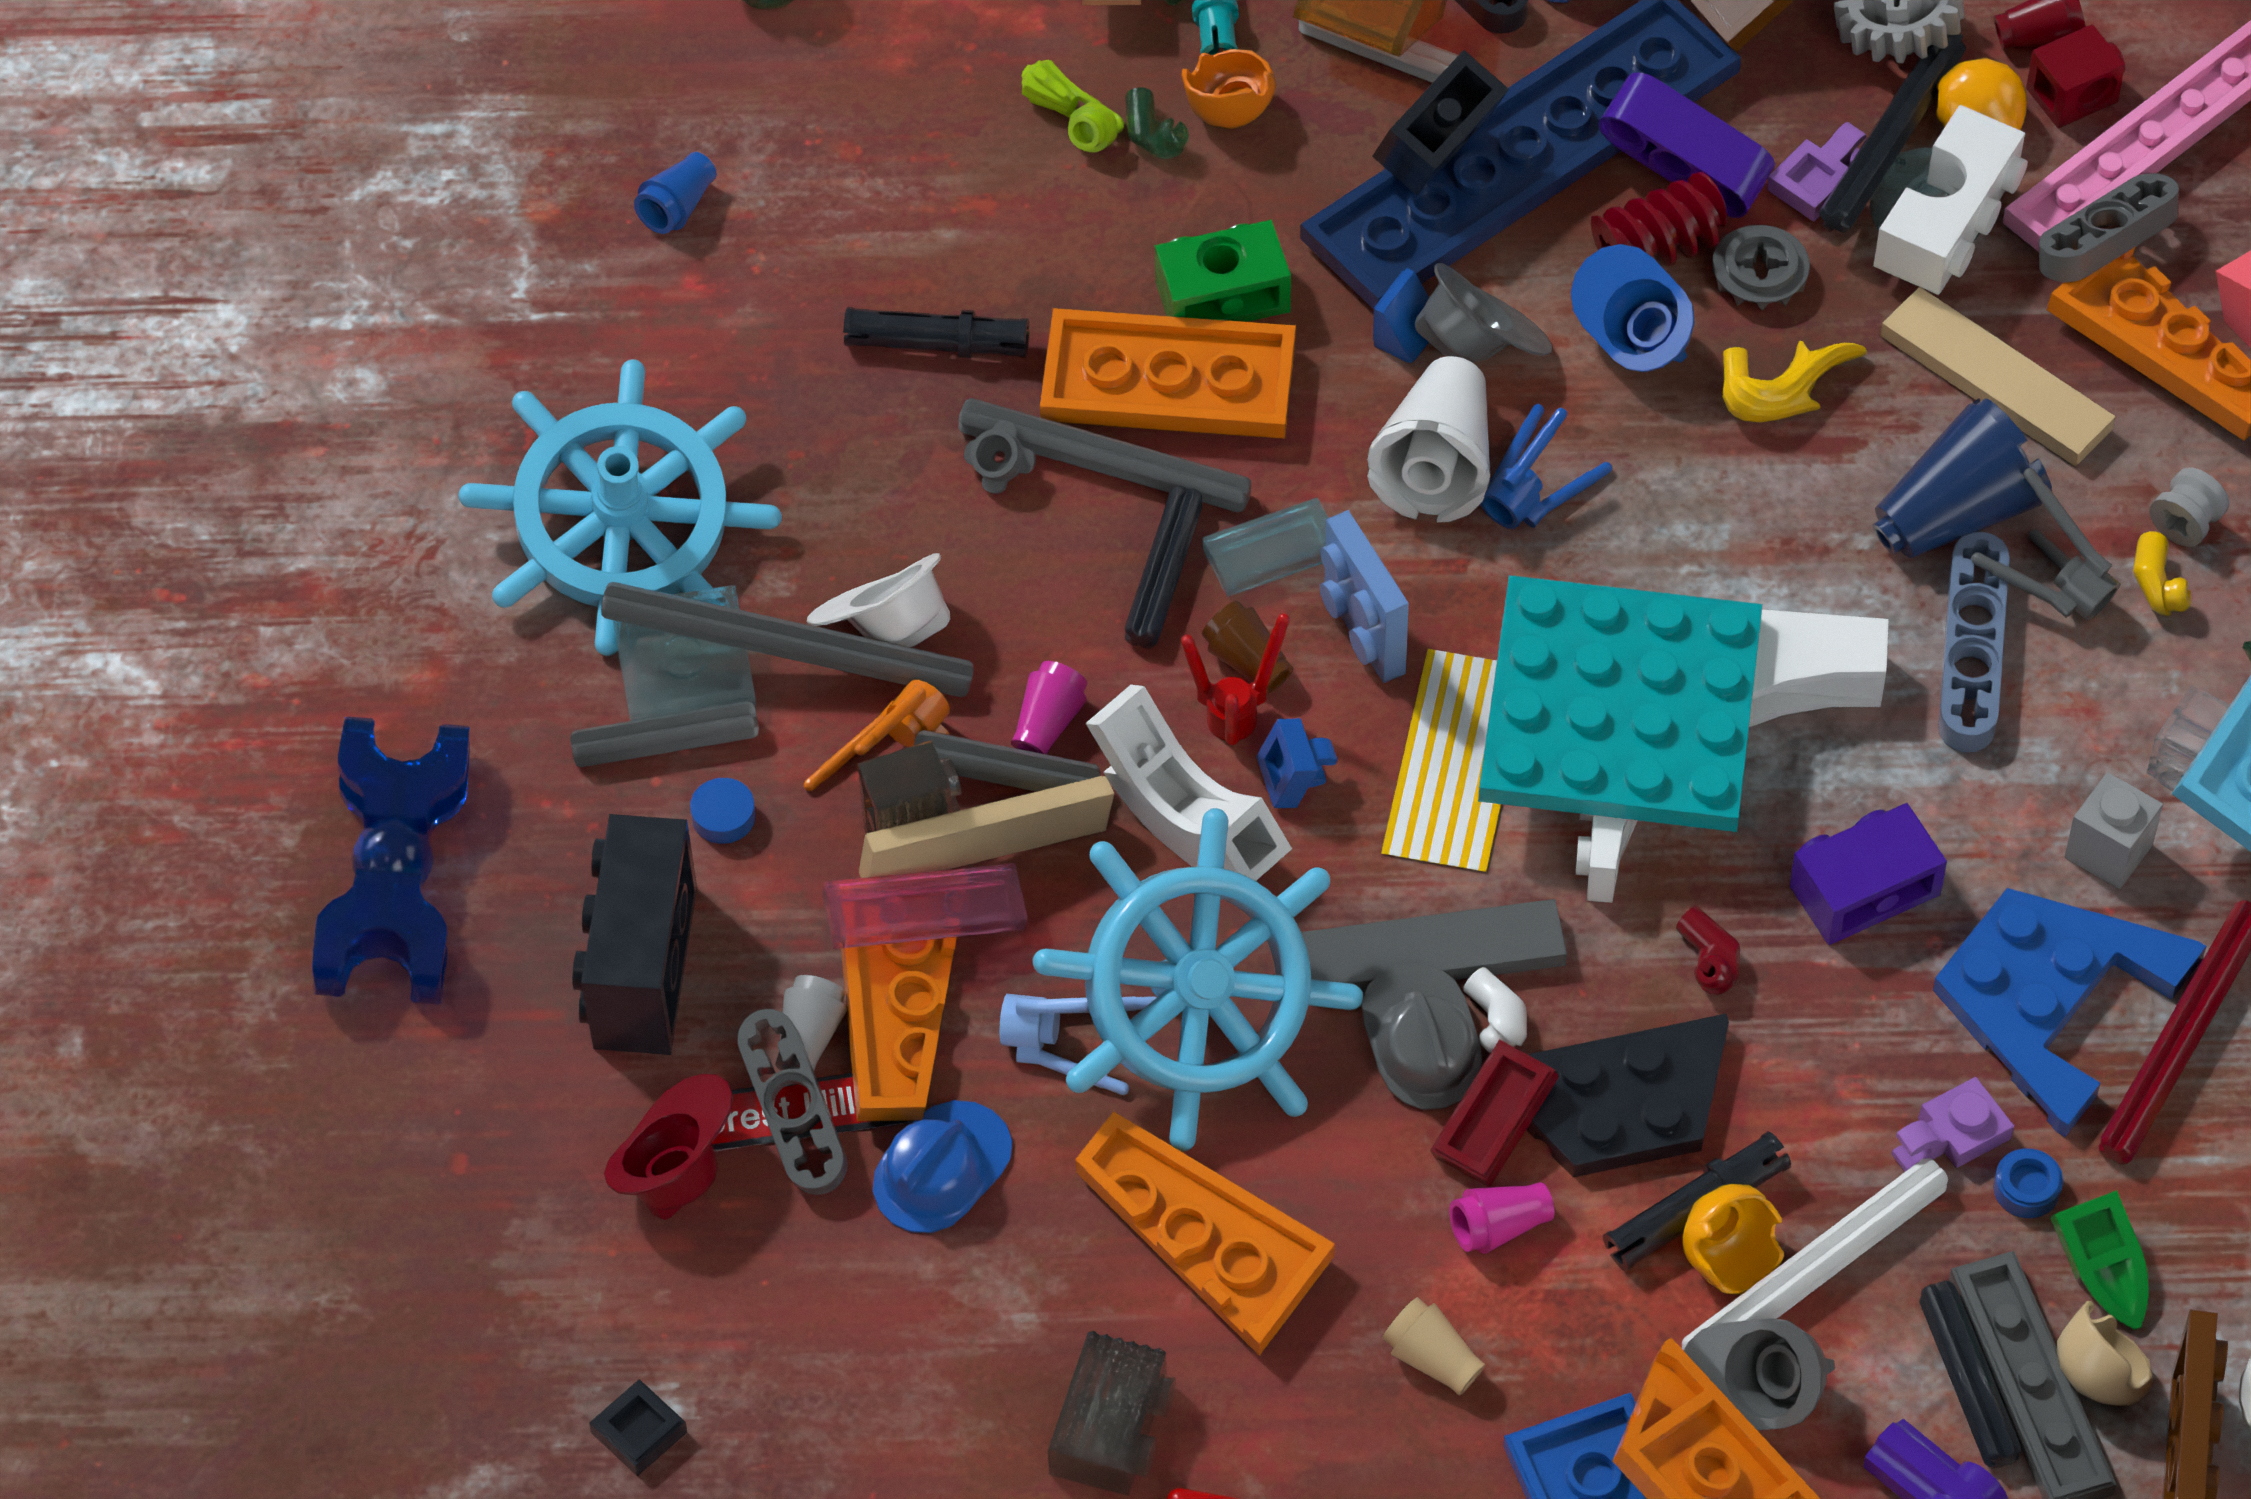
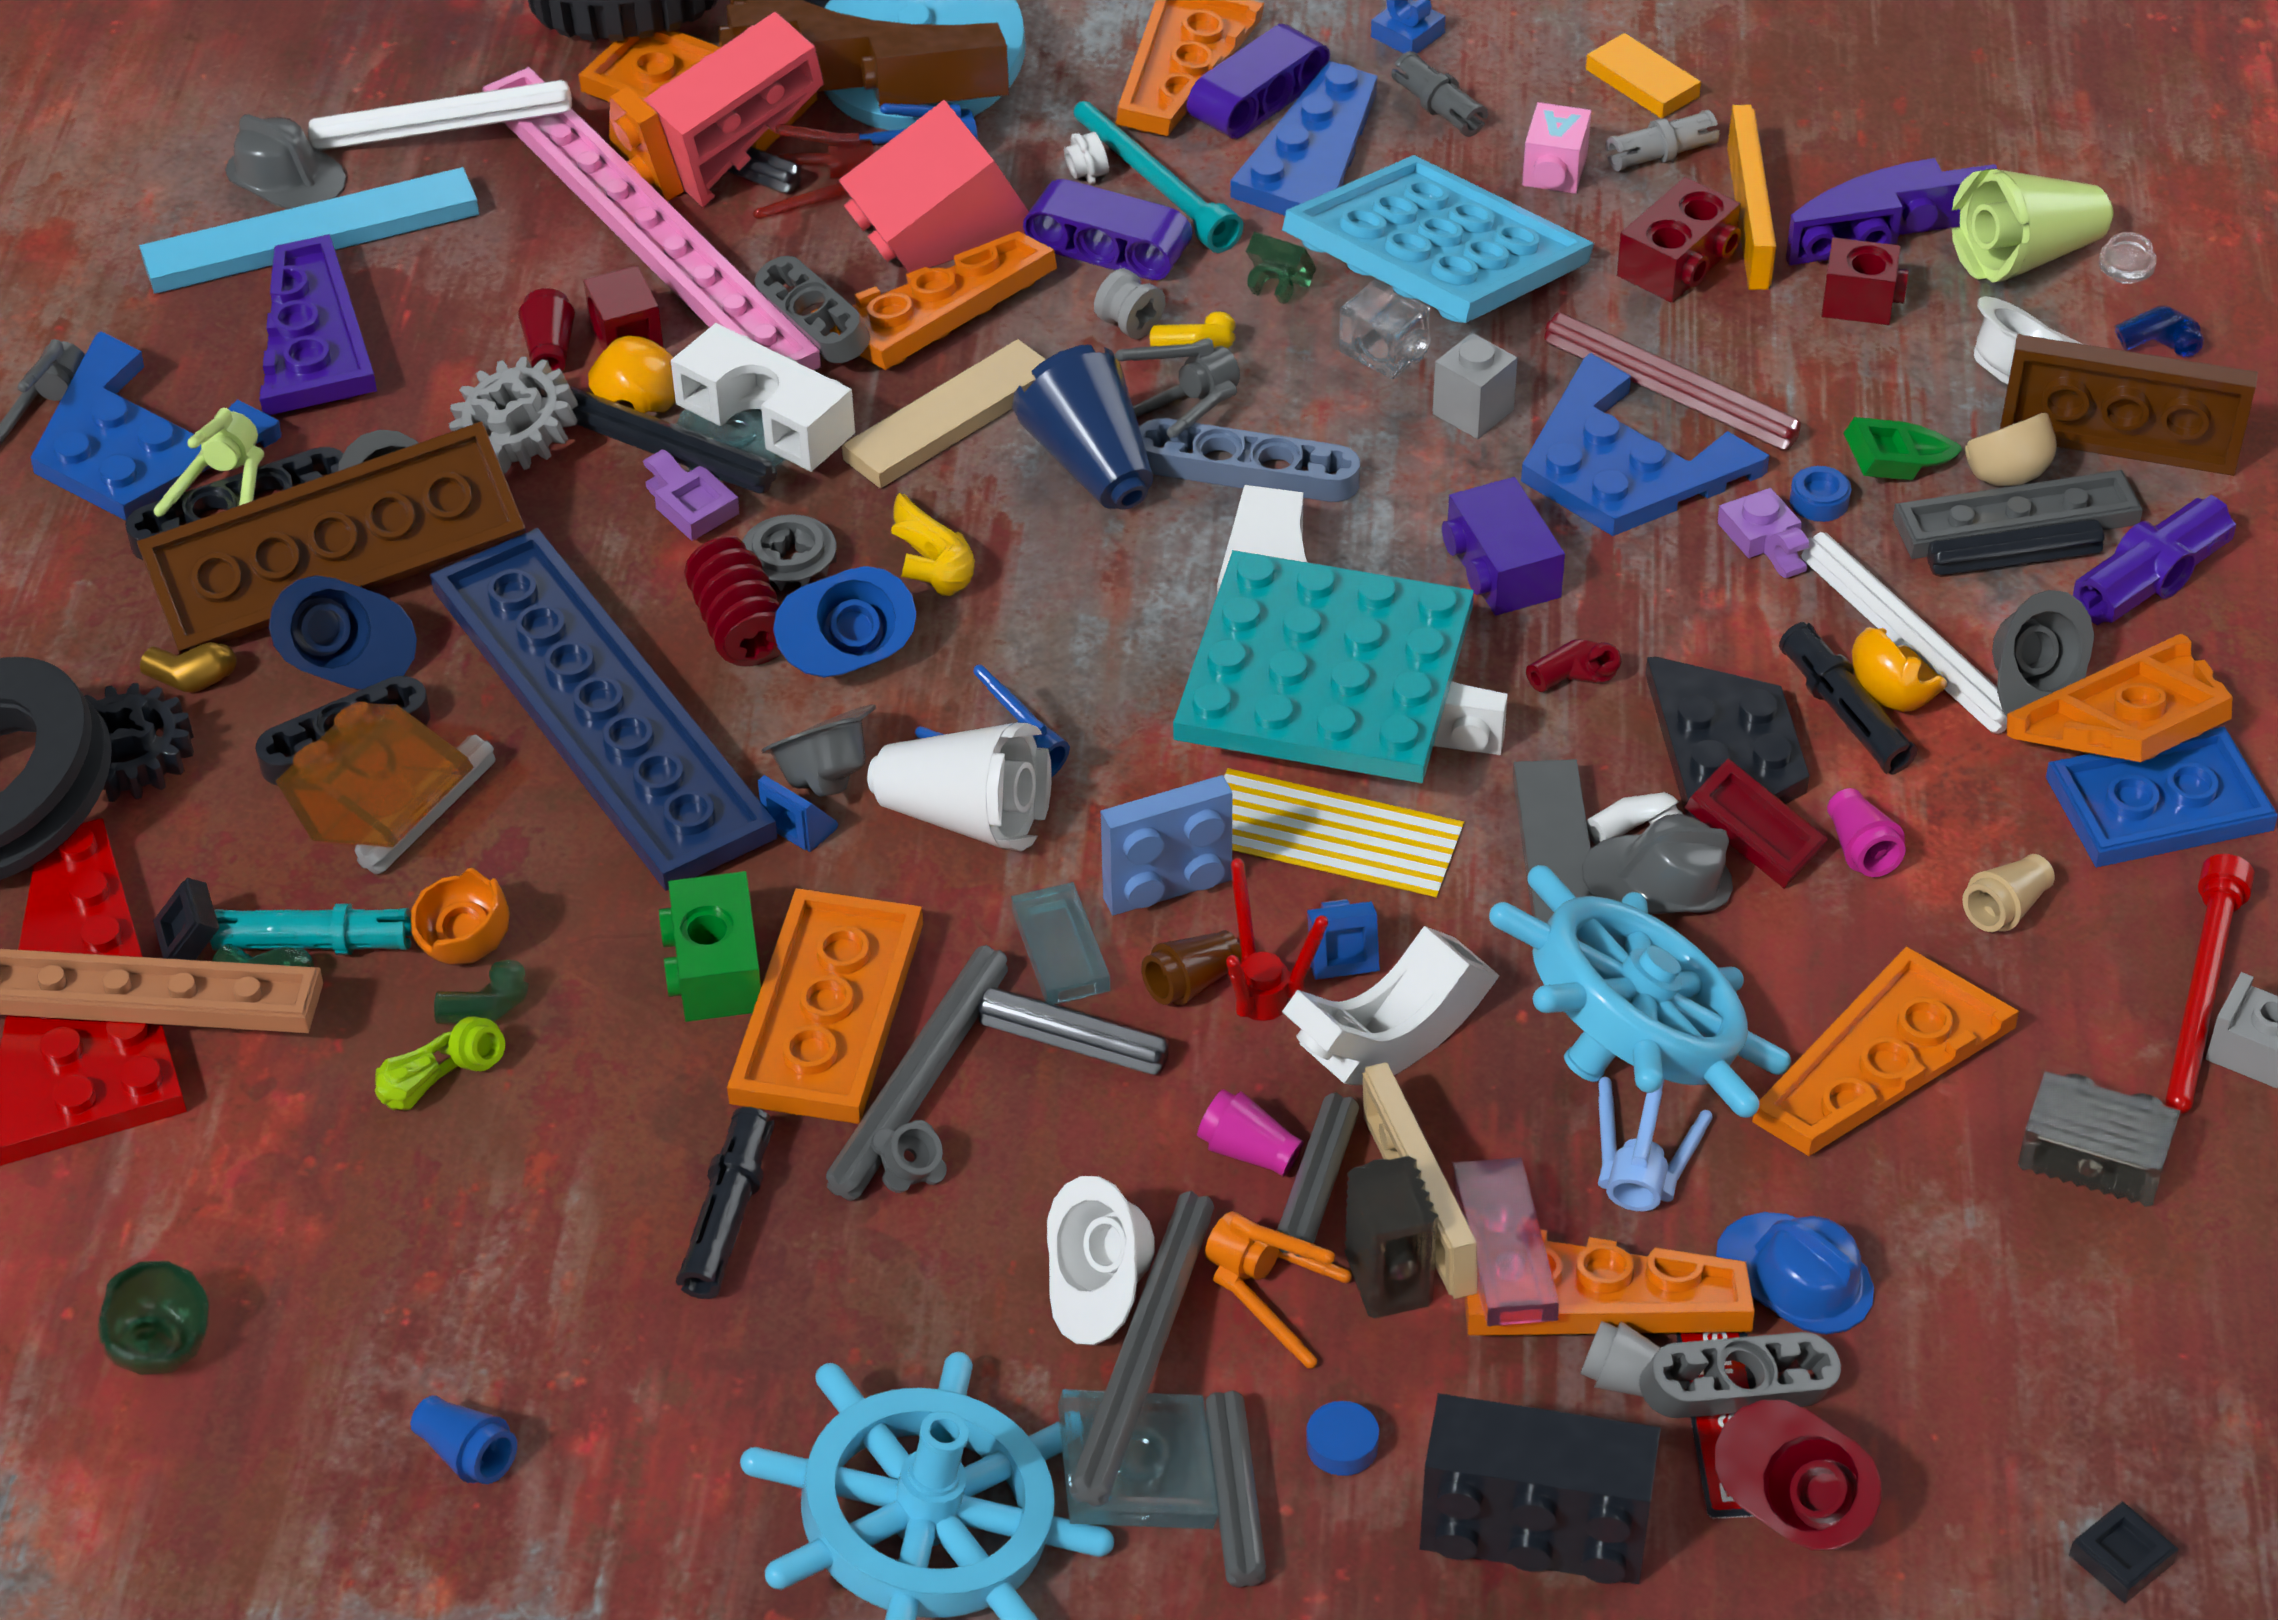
camera: 85 degrees left, 10 degrees down
(1440, 122) = (593, 722): black brick -> none
(1683, 138) = (636, 571): dark purple beam -> none

